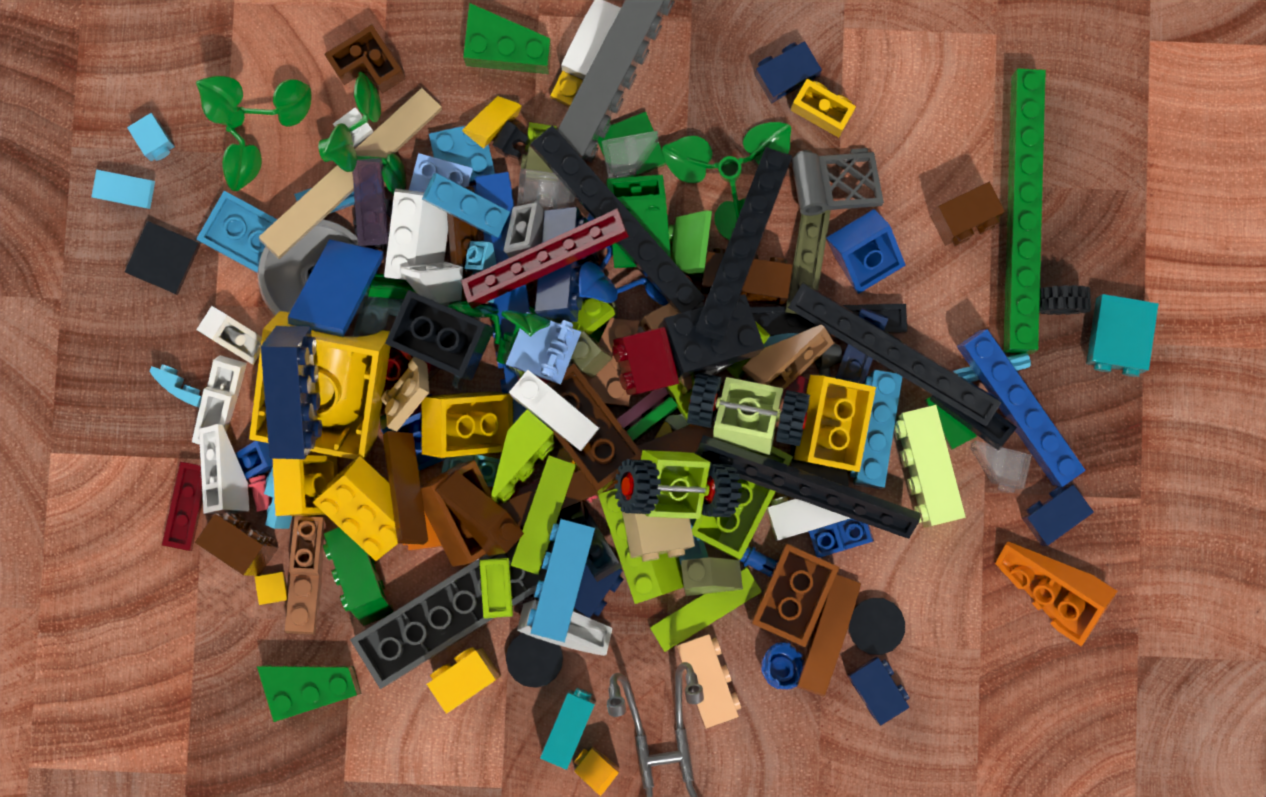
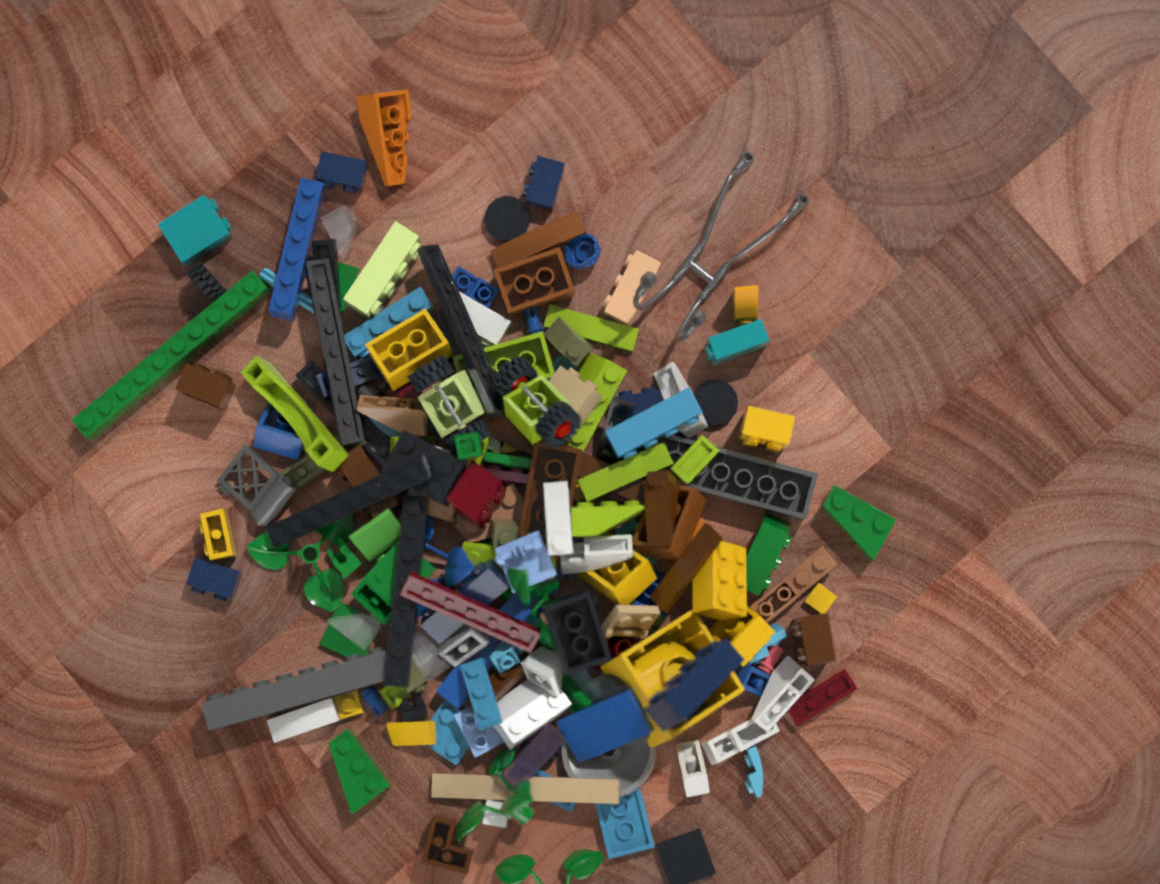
camera: 135 degrees left, 0 degrees up
(491, 421) = (597, 553): none -> white slope
(549, 113) = (374, 701): none -> blue pin
(694, 390) = (468, 445): none -> green tile
(697, 199) = (346, 560): none -> green hinge
(825, 264) = (314, 435): none -> lime arch

